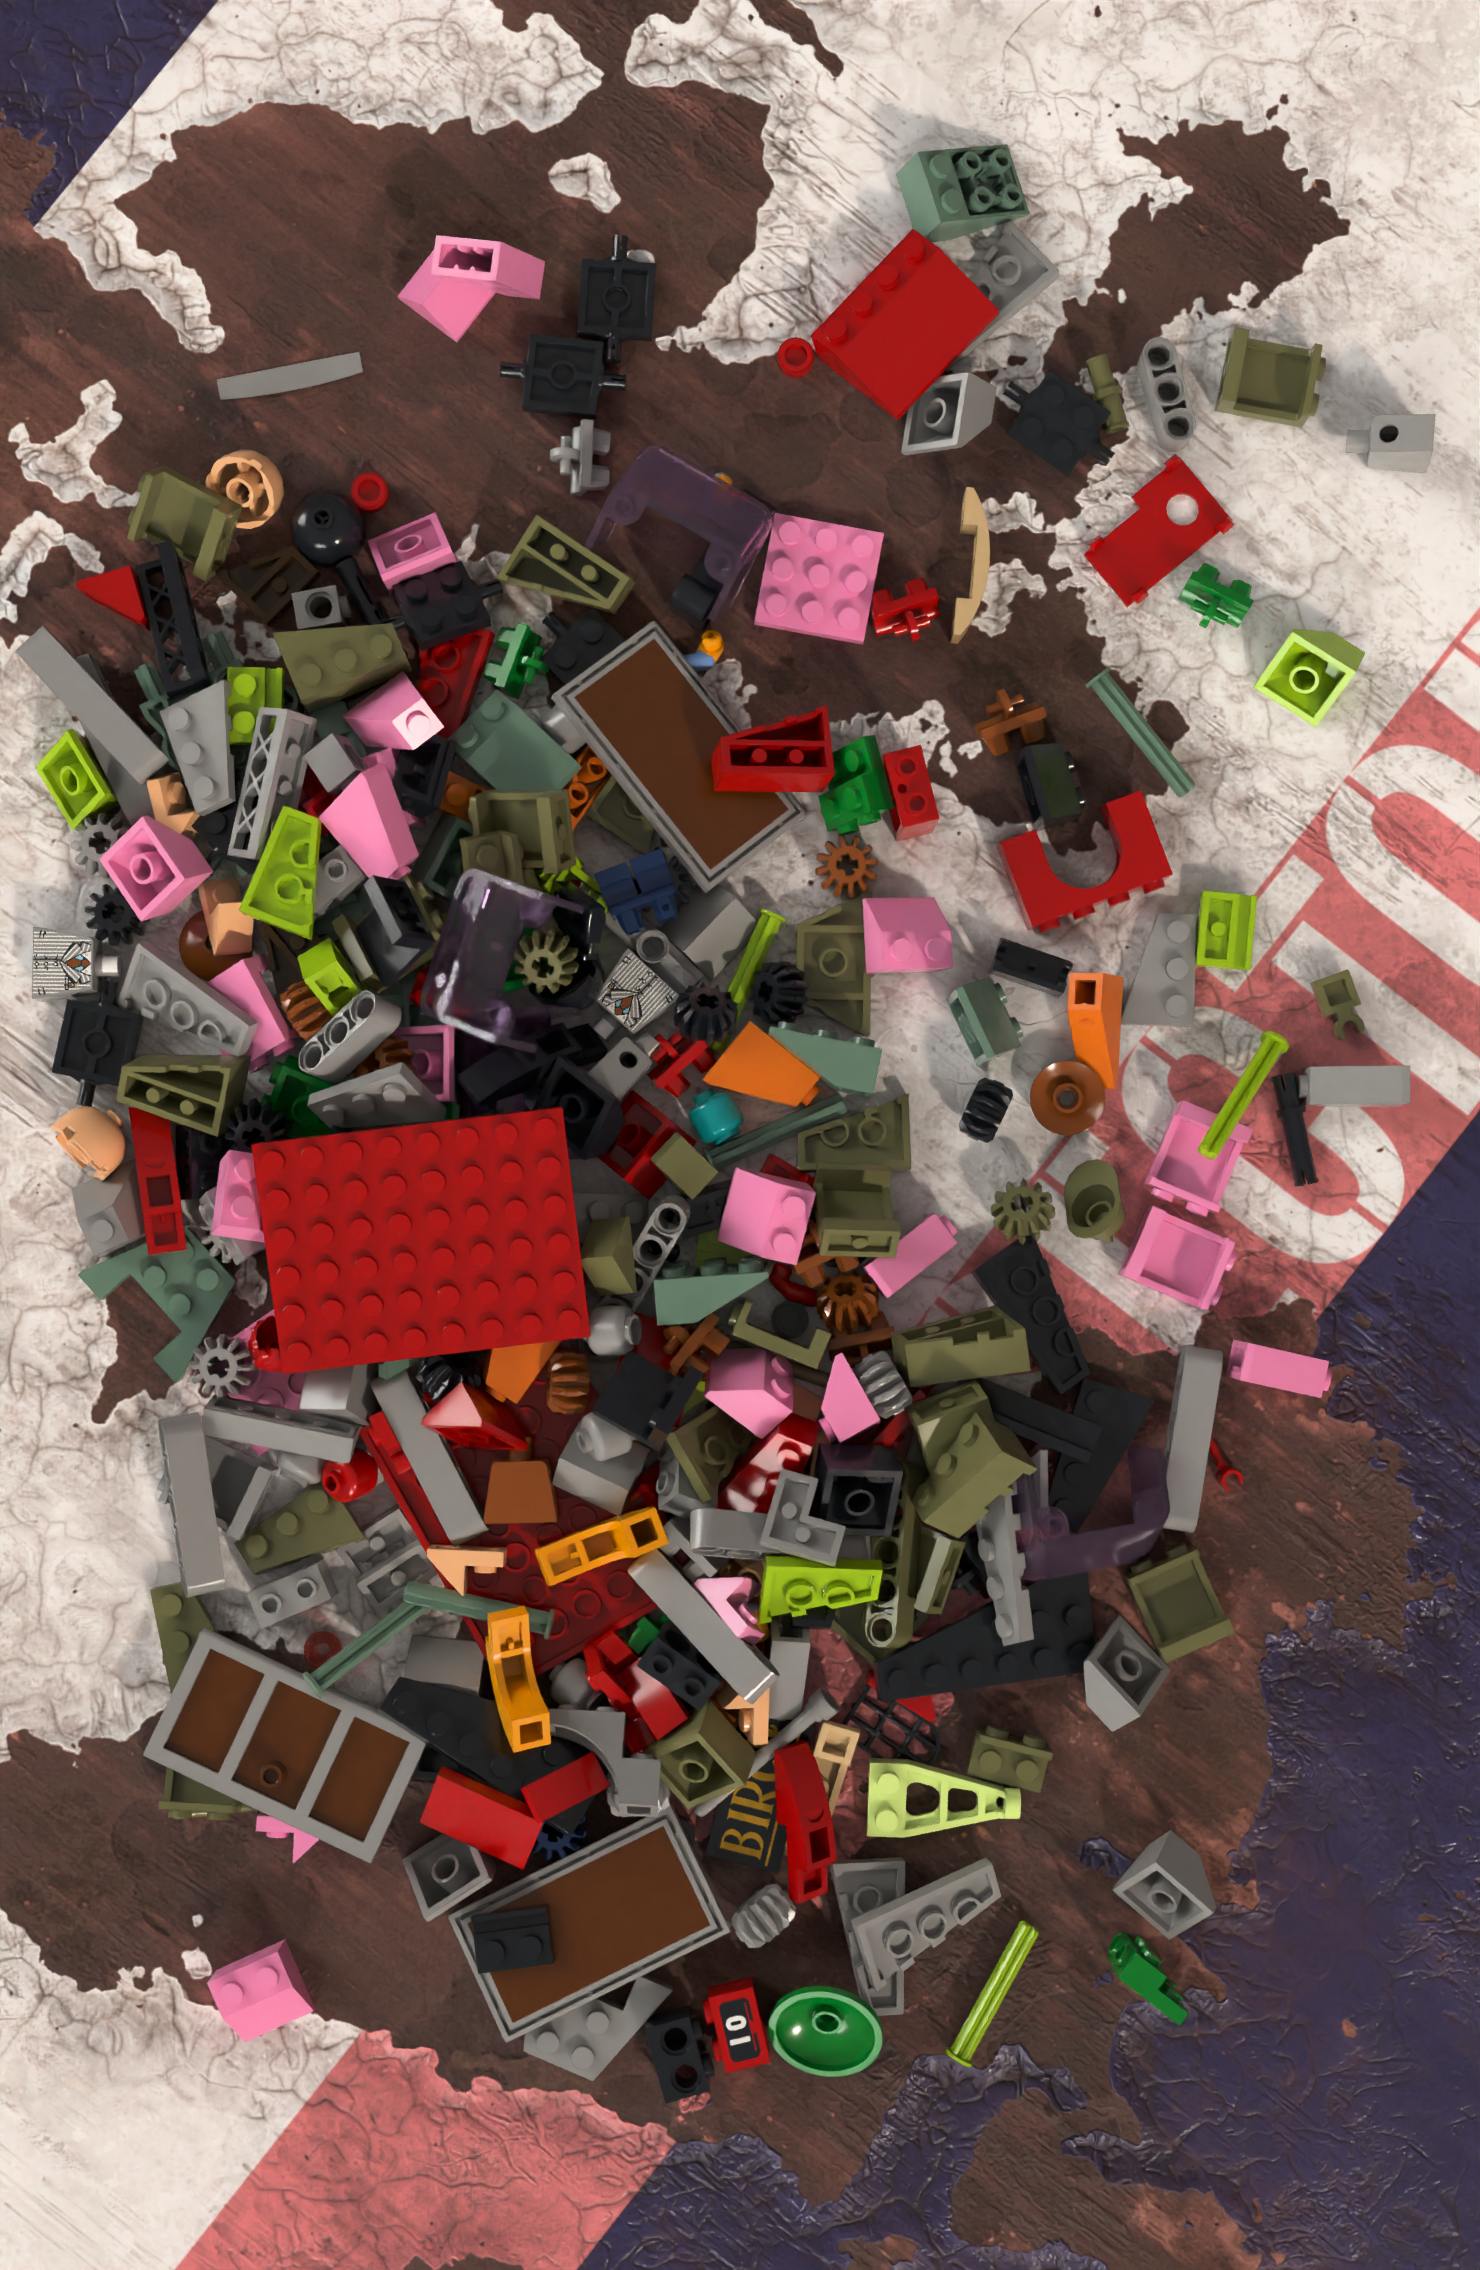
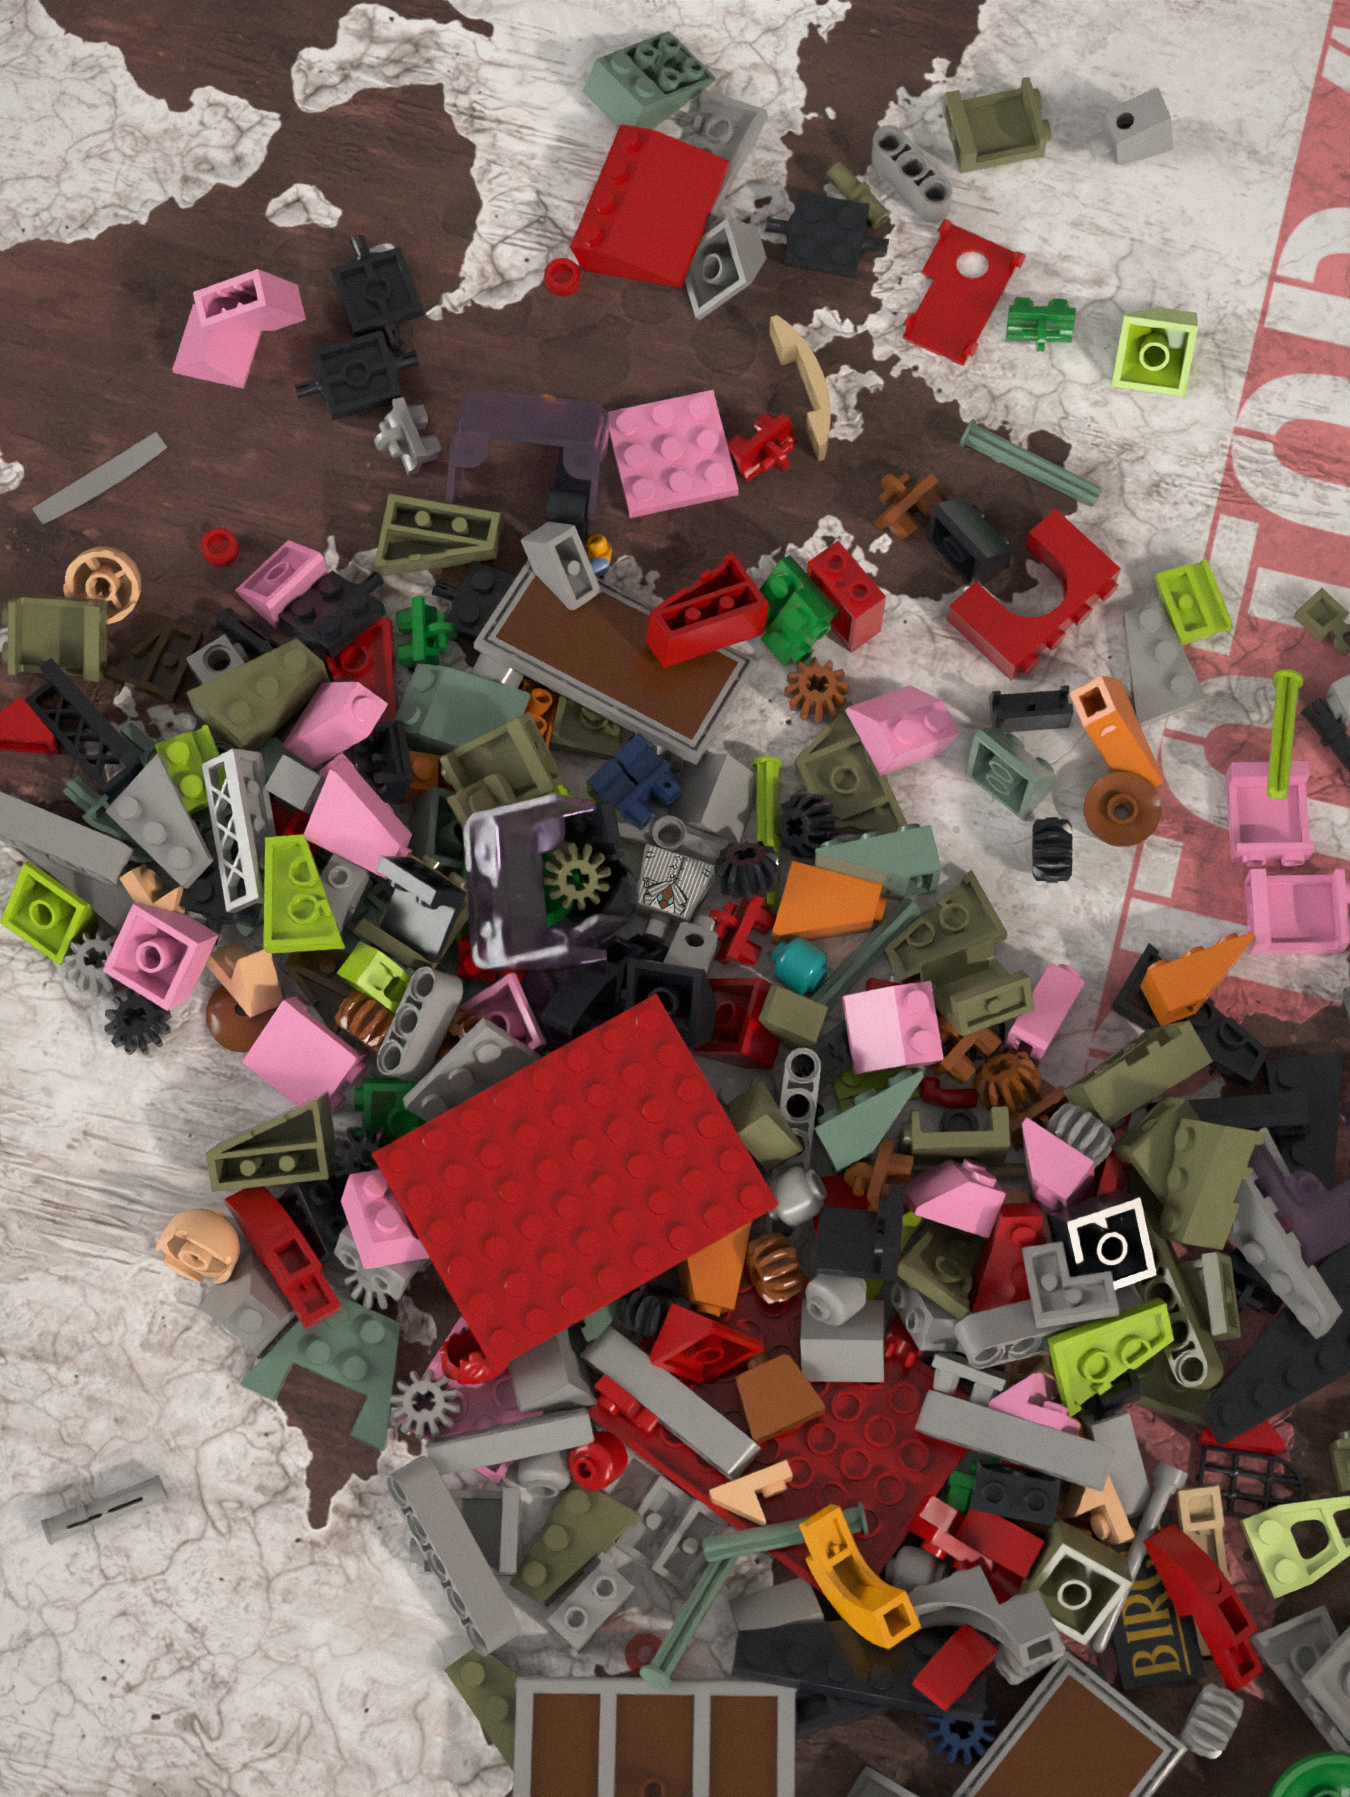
camera: 20 degrees left, 15 degrees down
(69, 965) = (110, 1088): light grey torso -> none
(96, 1042) = (167, 1151): black plate -> none
(176, 995) = (236, 1068): light grey wing -> none
(331, 541) = (193, 592): black cylinder -> none
(481, 1817) = (885, 1741): red tile -> none
(601, 1543) = (881, 1409): light orange arch -> none
(665, 650) = (562, 563): none -> light grey slope
(1015, 1222) = (1131, 928): olive gear -> none
(1047, 1285) = (1184, 985): none -> orange slope
(1094, 1201) = (1194, 891): olive piece -> none

